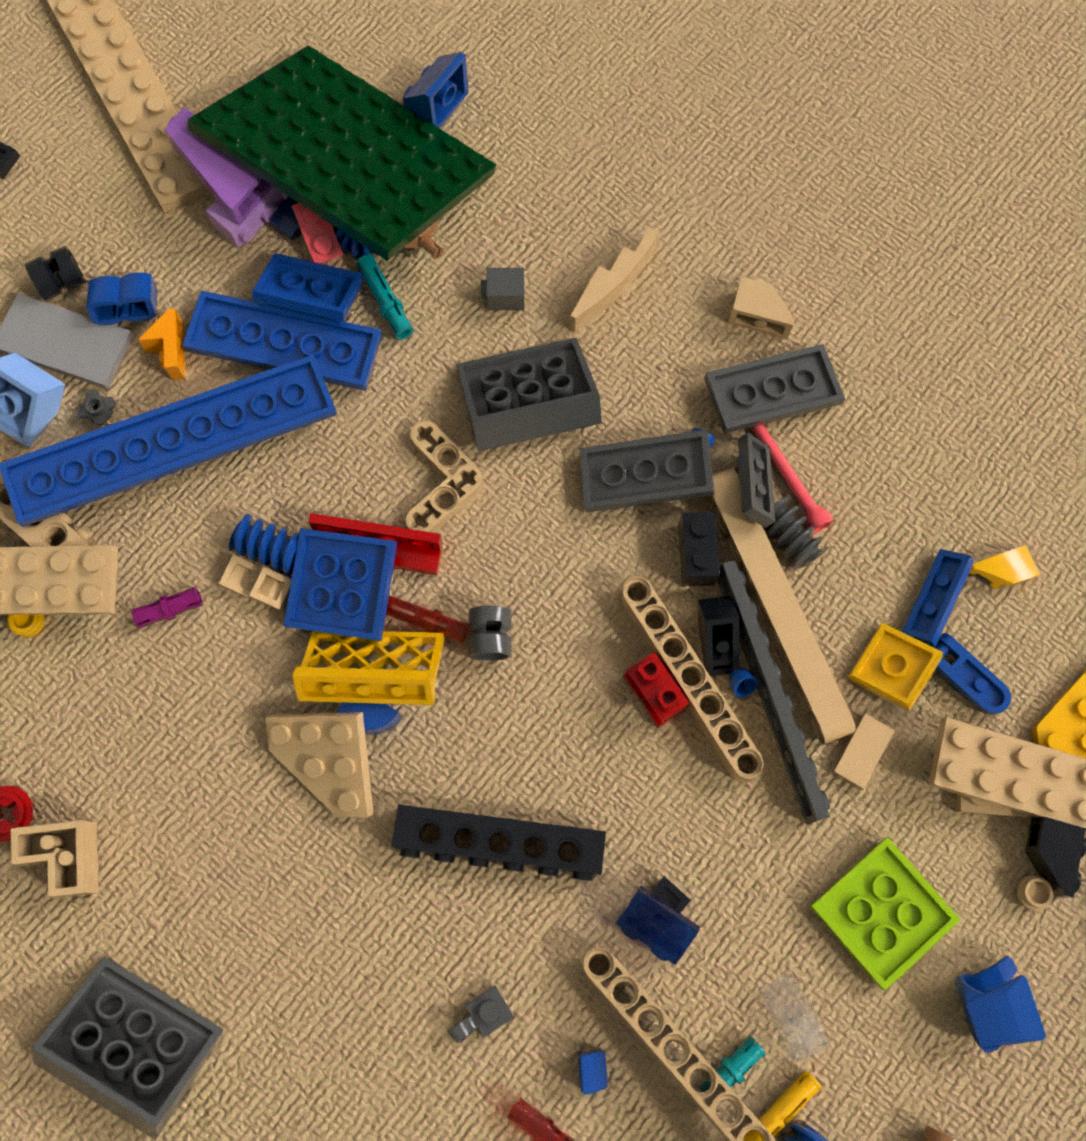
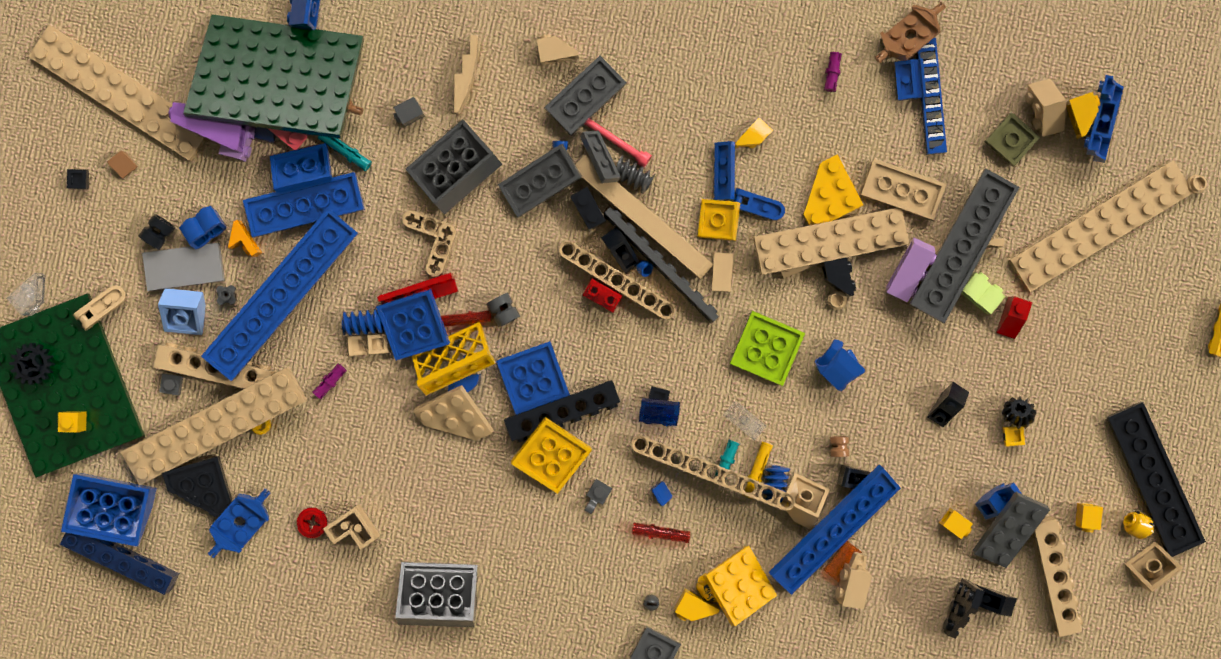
camera: 30 degrees left, 15 degrees up
(69, 167) = (122, 164): none -> medium nougat slope
(443, 905) = (551, 455): none -> yellow plate
(480, 763) = (533, 377): none -> blue plate

